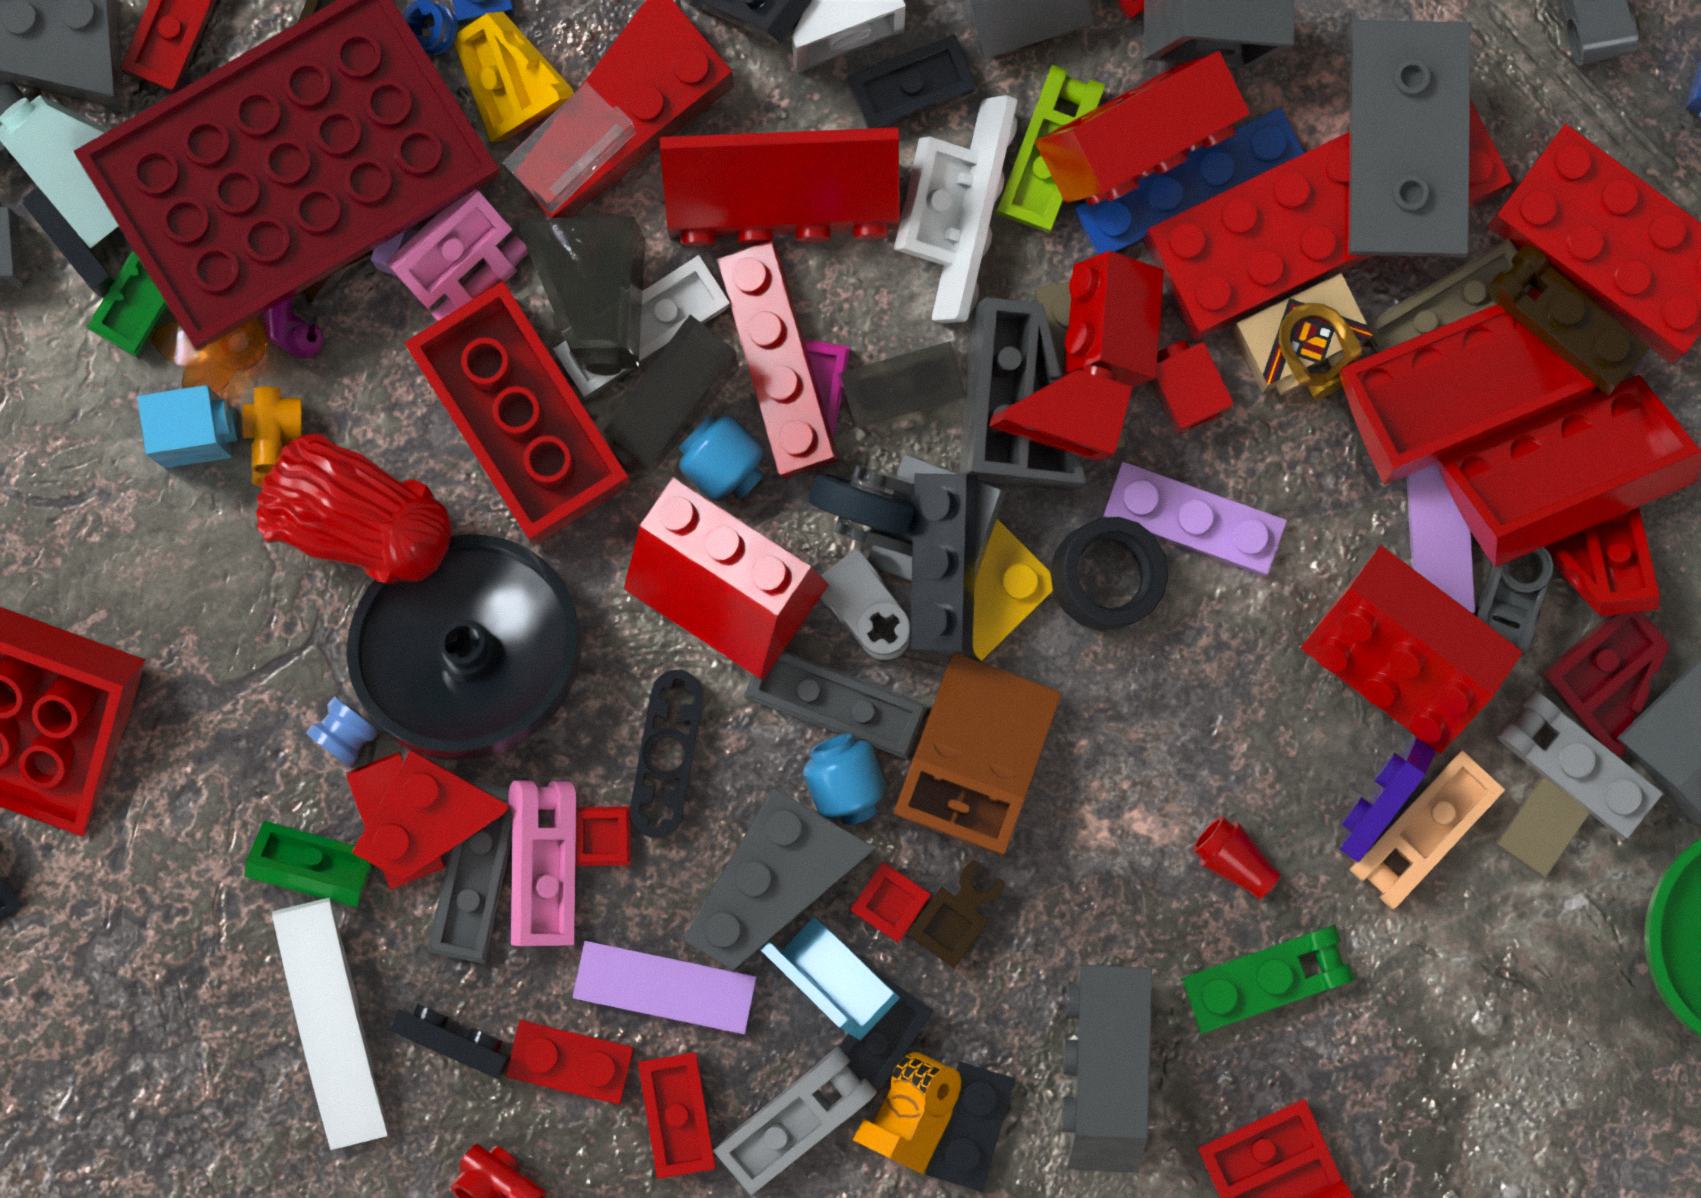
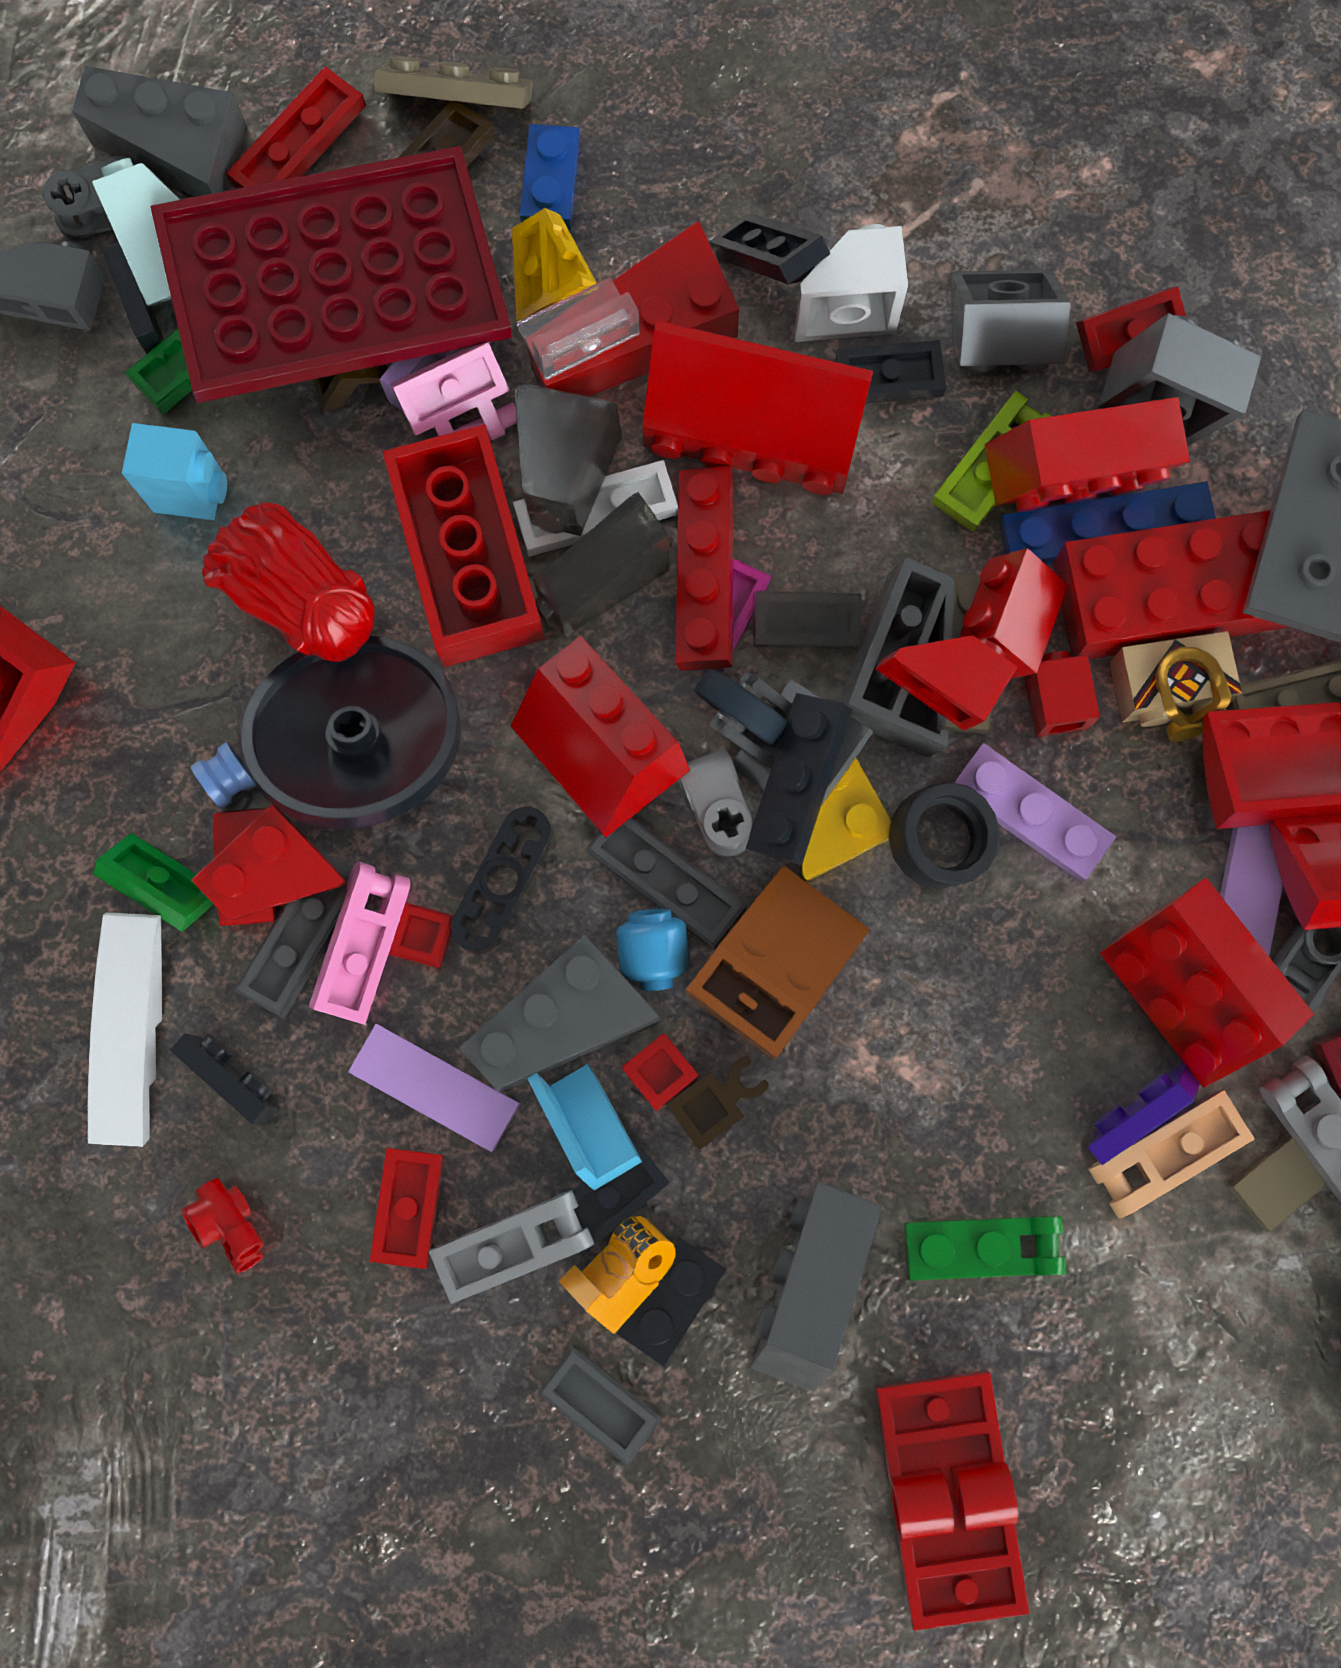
camera: 20 degrees right, 5 degrees down
(216, 362) = (222, 422): clear orange plate -> none
(271, 424) = (250, 489): light orange plate -> none
(292, 332) = (293, 424): magenta arm -> none
(444, 30) = (506, 212): blue bush -> none
(569, 1062) = (328, 1129): red plate -> none
(721, 458) = (629, 635): dark azure head -> none
(953, 204) = (895, 481): white bracket -> none
(1233, 855) = (986, 1125): red cone -> none

